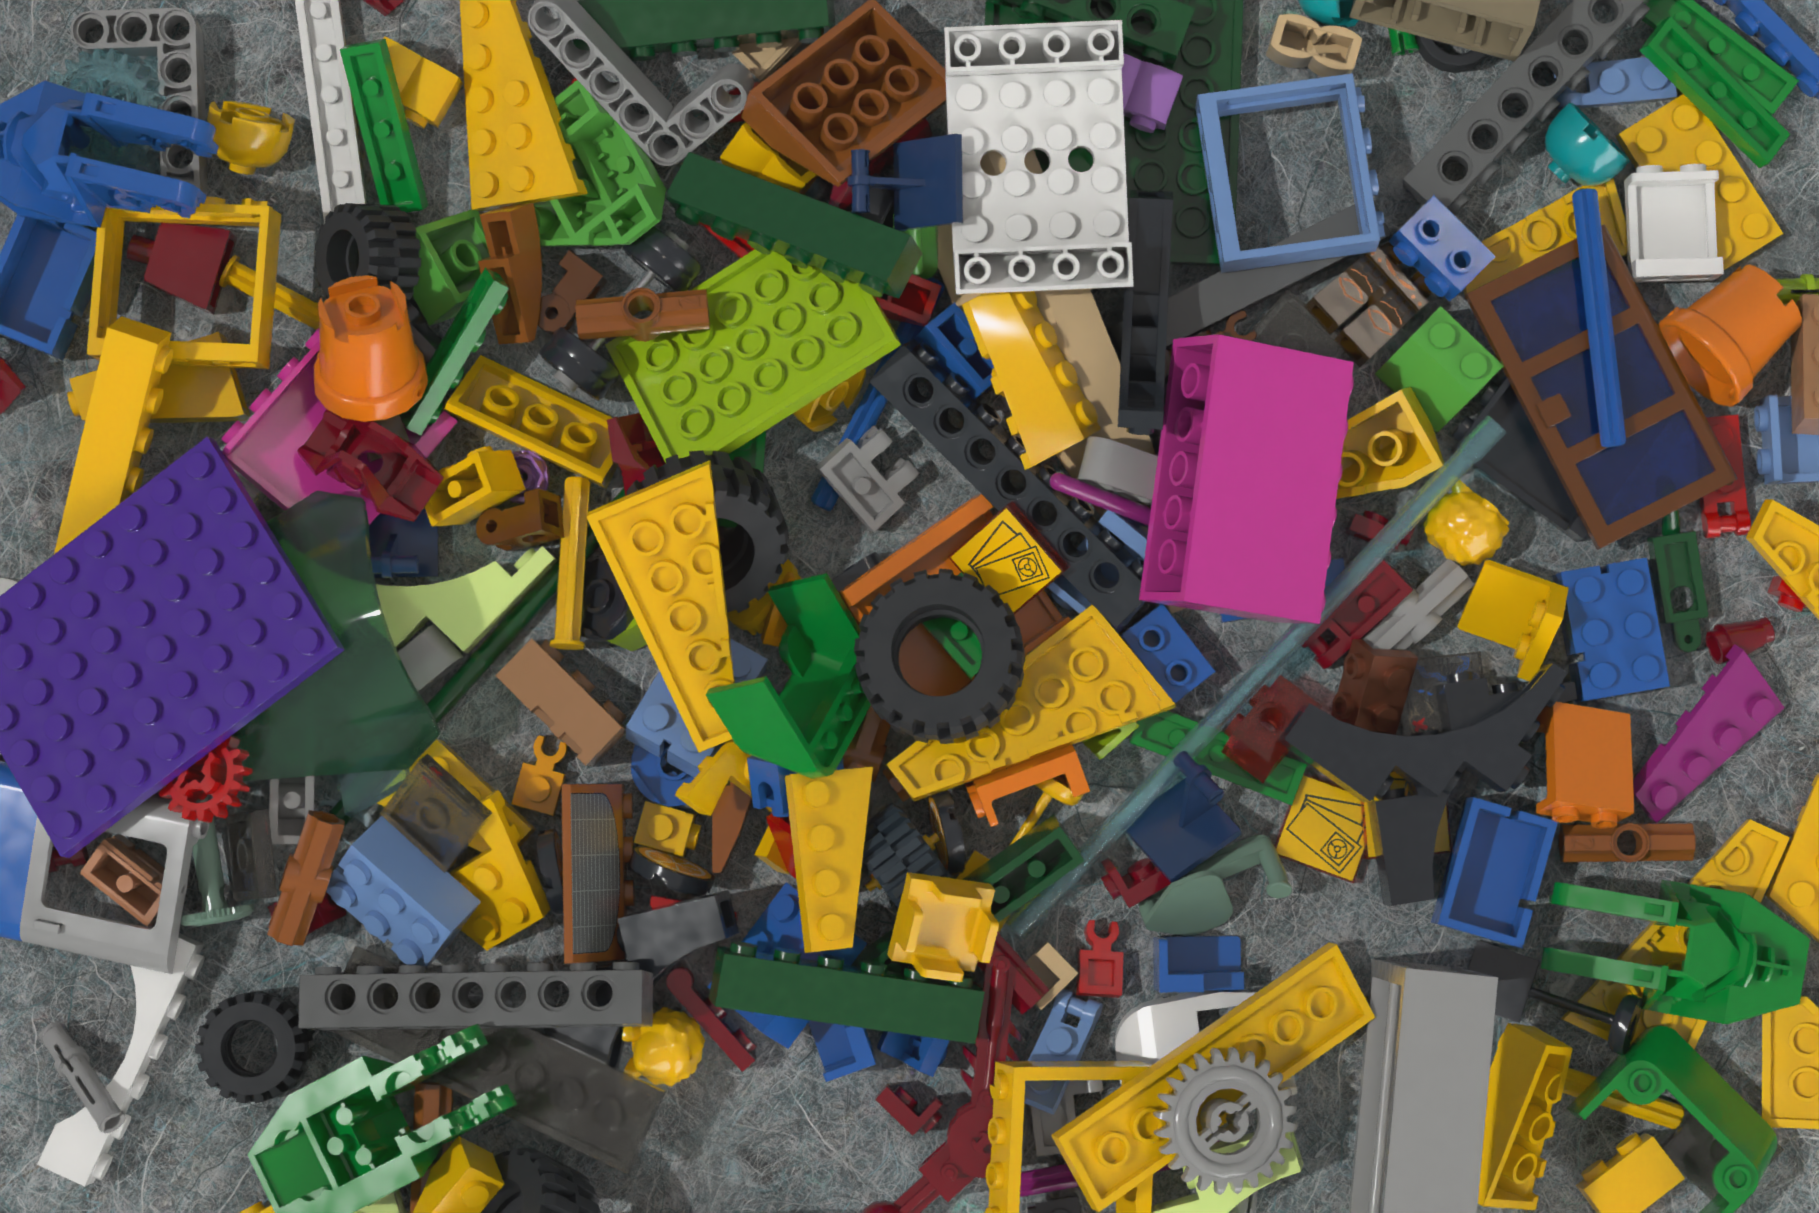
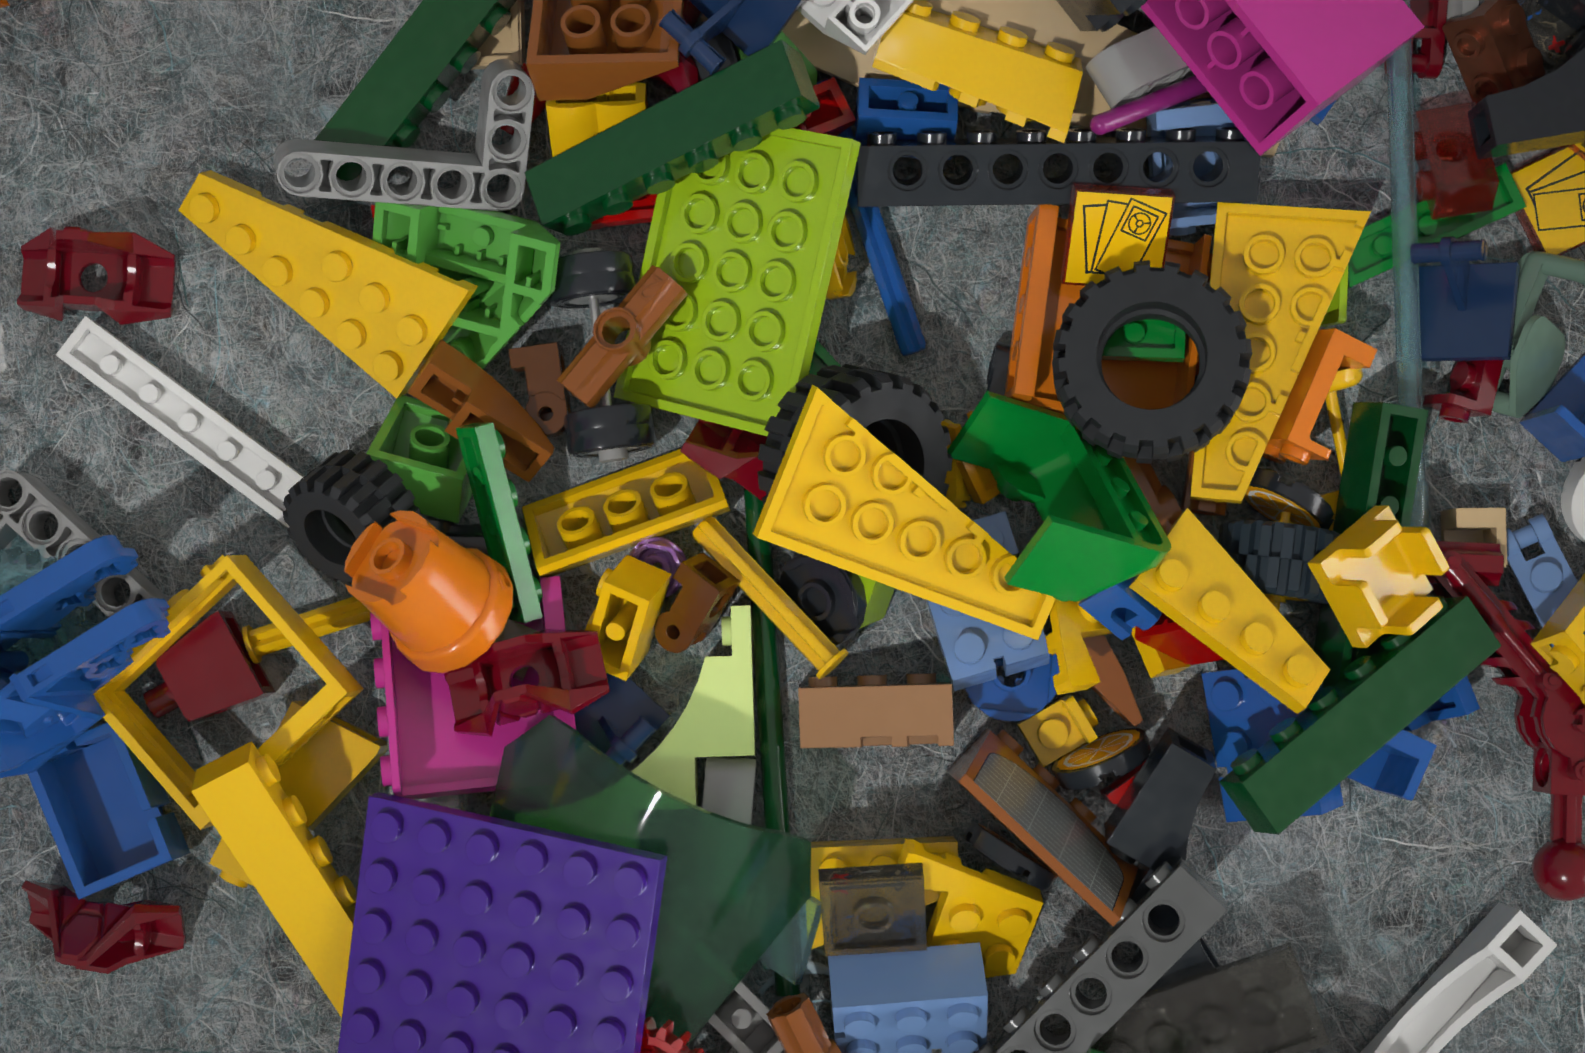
camera: 45 degrees left, 0 degrees up
(249, 135) = (157, 520): yellow cylinder -> none
(384, 125) = (254, 398): green plate -> none
(423, 85) = (244, 347): yellow brick -> none
(539, 784) = (919, 797): light orange plate -> none
(666, 1049) = (1253, 902): yellow animal -> none
(735, 1044) = (1243, 842): dark red plate -> none
(861, 484) = (929, 298): light grey plate -> none
(901, 1104) = (1469, 757): dark red bracket -> none
(1100, 968) = (1507, 485): red plate -> none
(1167, 653) = (1309, 180): blue brick -> none

